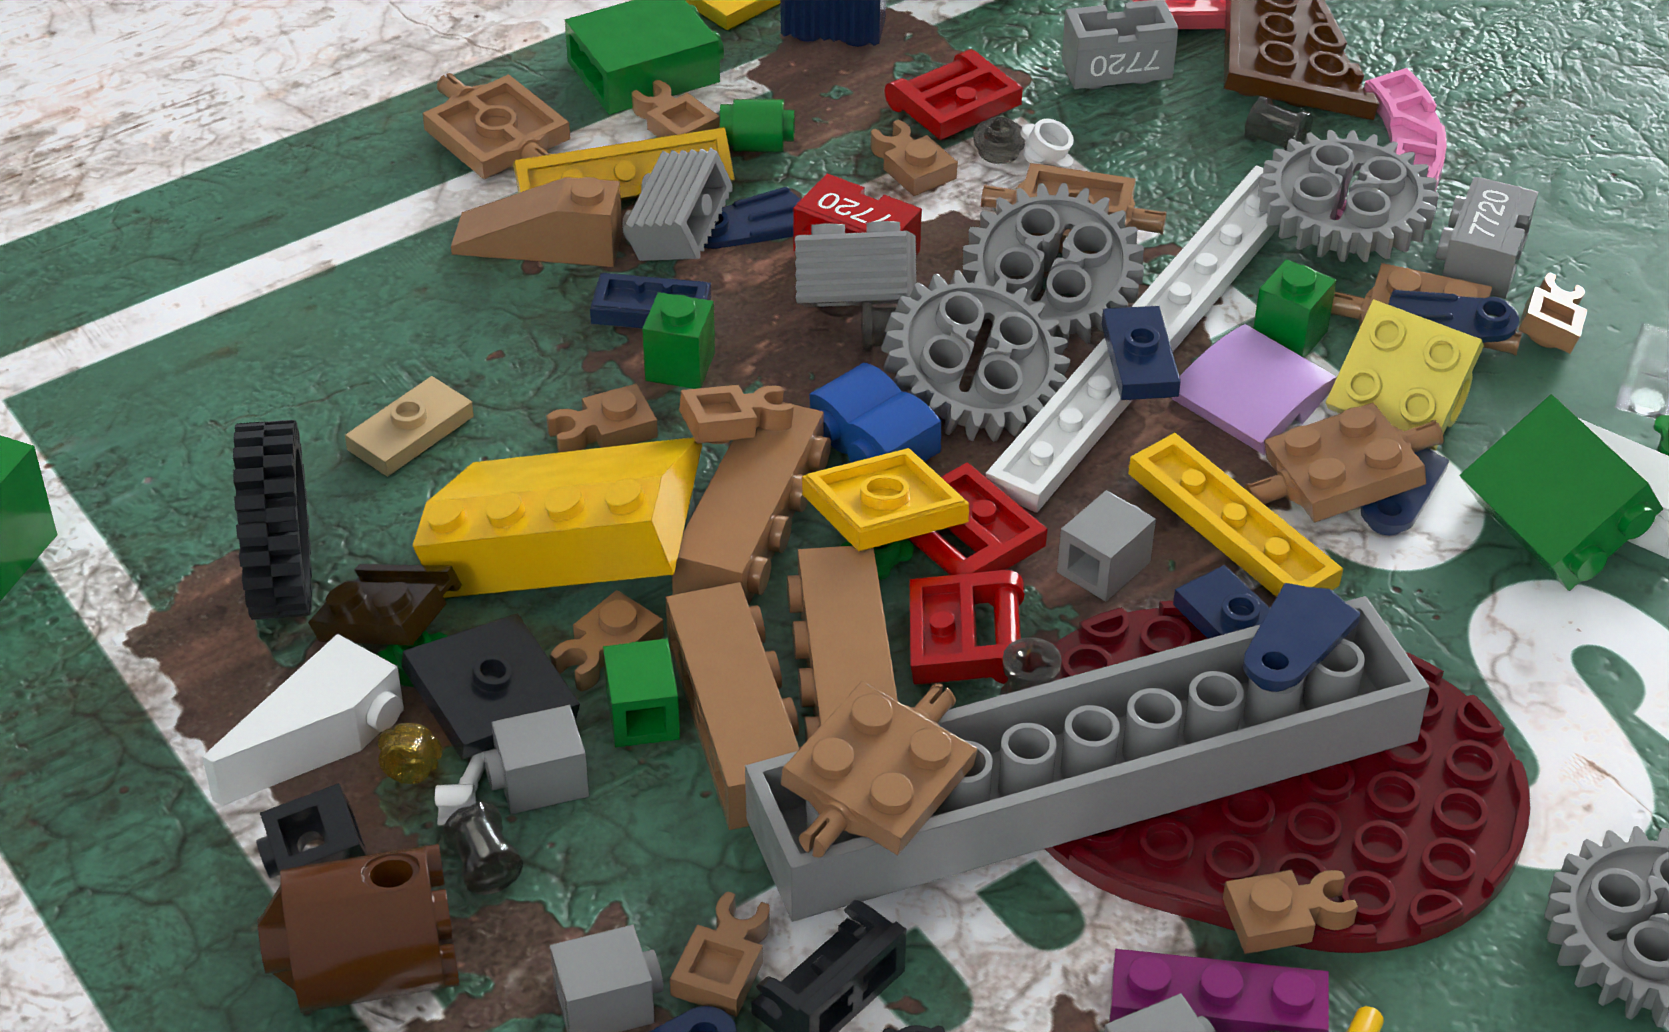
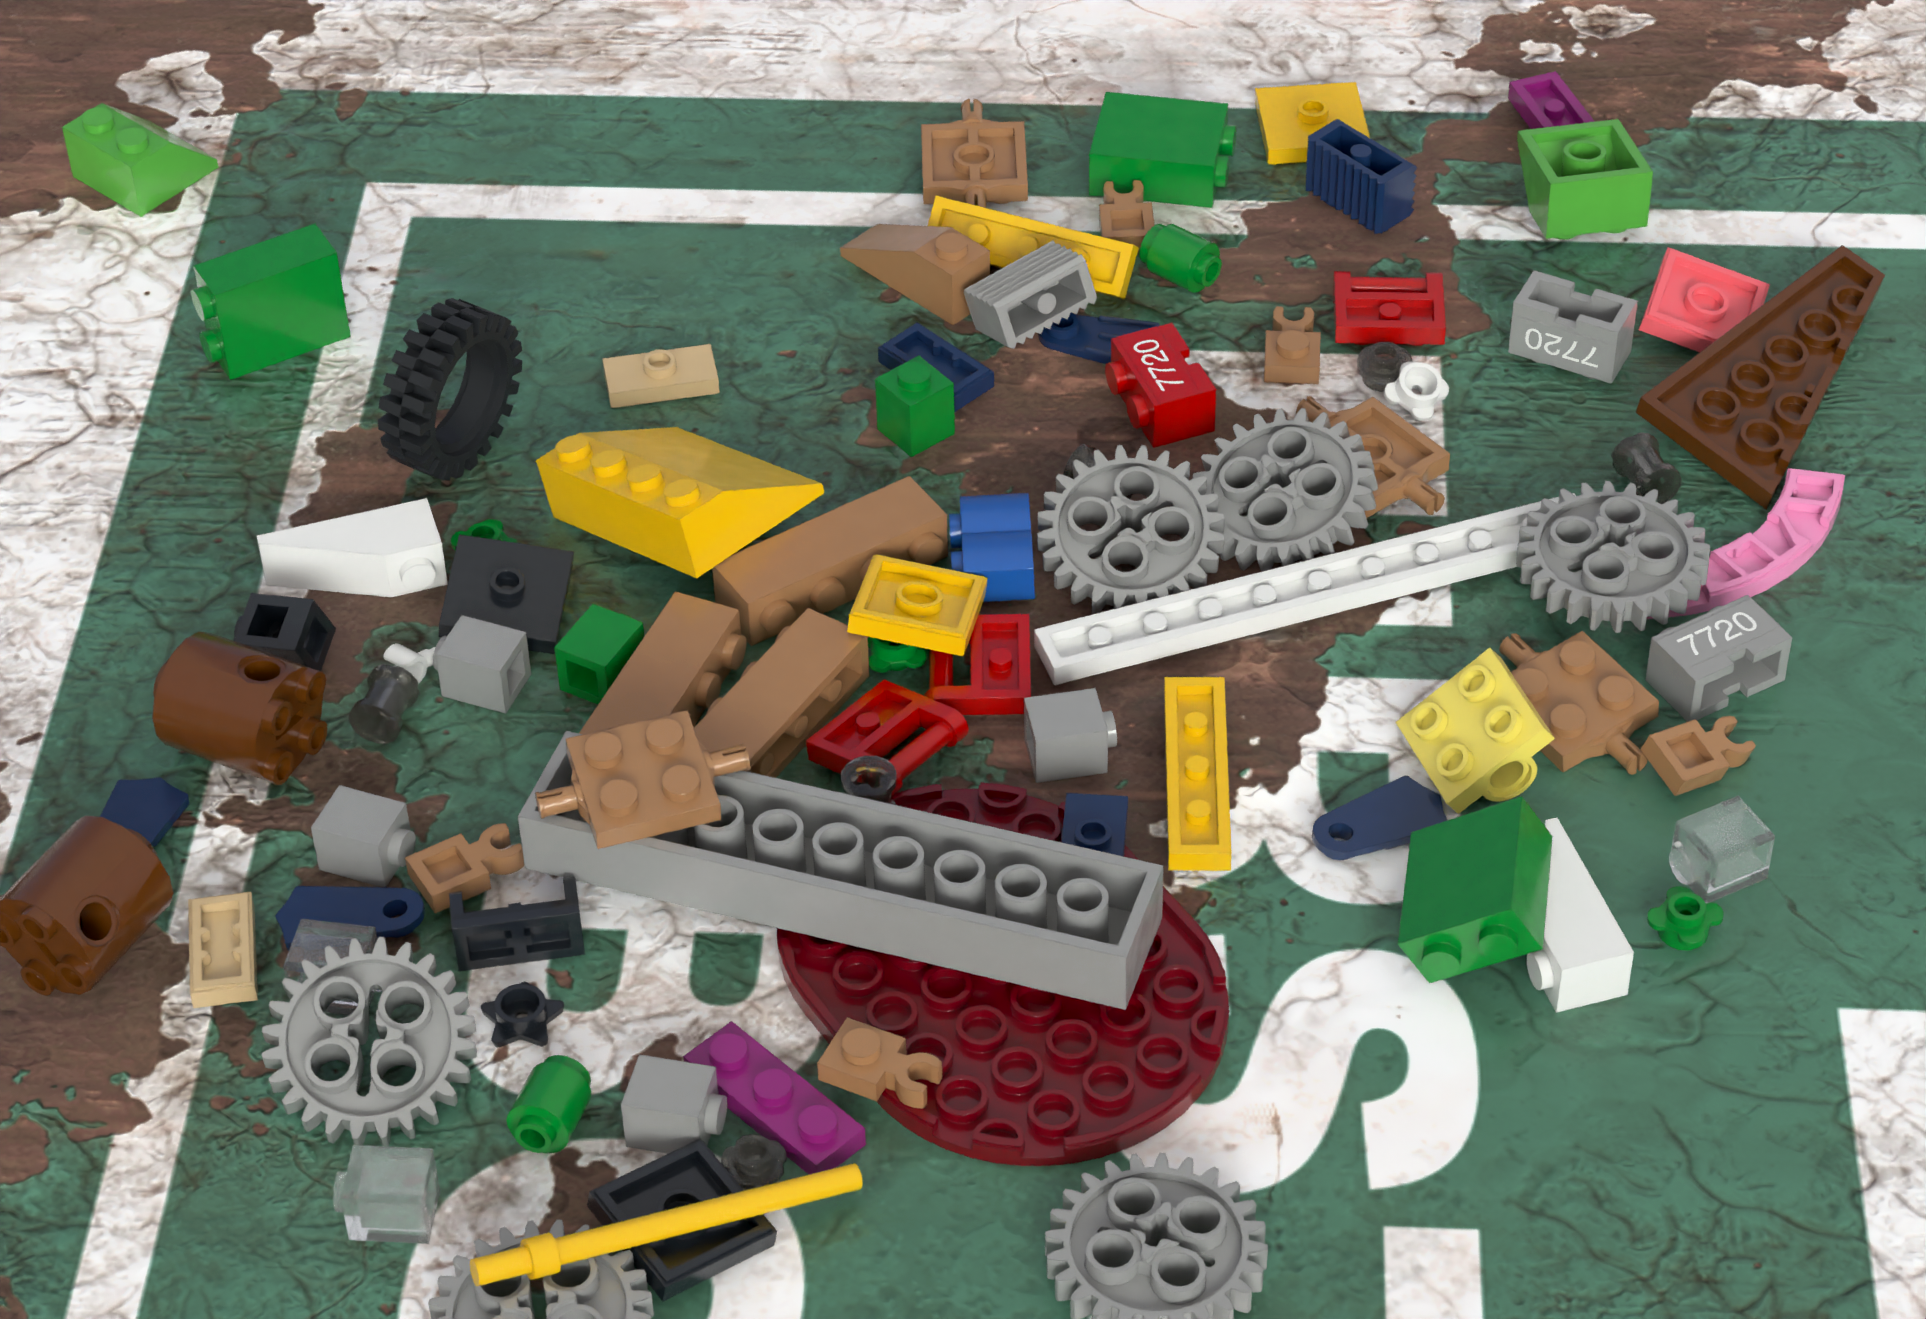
camera: 40 degrees right, 0 degrees up
(385, 604) = (489, 499): dark brown plate -> none
(409, 753) = (408, 612): clear yellow plate -> none
(606, 418) = (810, 447): medium nougat plate -> none
(609, 623) = (637, 598): medium nougat plate -> none
(728, 414) = (859, 473): medium nougat plate -> none
(854, 267) = (1104, 411): light grey brick -> none
(1140, 353) = (1263, 597): dark blue plate -> none
(1252, 386) = (1347, 676): lavender slope -> none
(1295, 307) = (1449, 628): green brick -> none
(1297, 636) = (1059, 860): dark blue piece -> none
(1345, 462) = (1341, 774): medium nougat plate -> none
(1461, 313) = (1578, 705): dark blue piece -> none

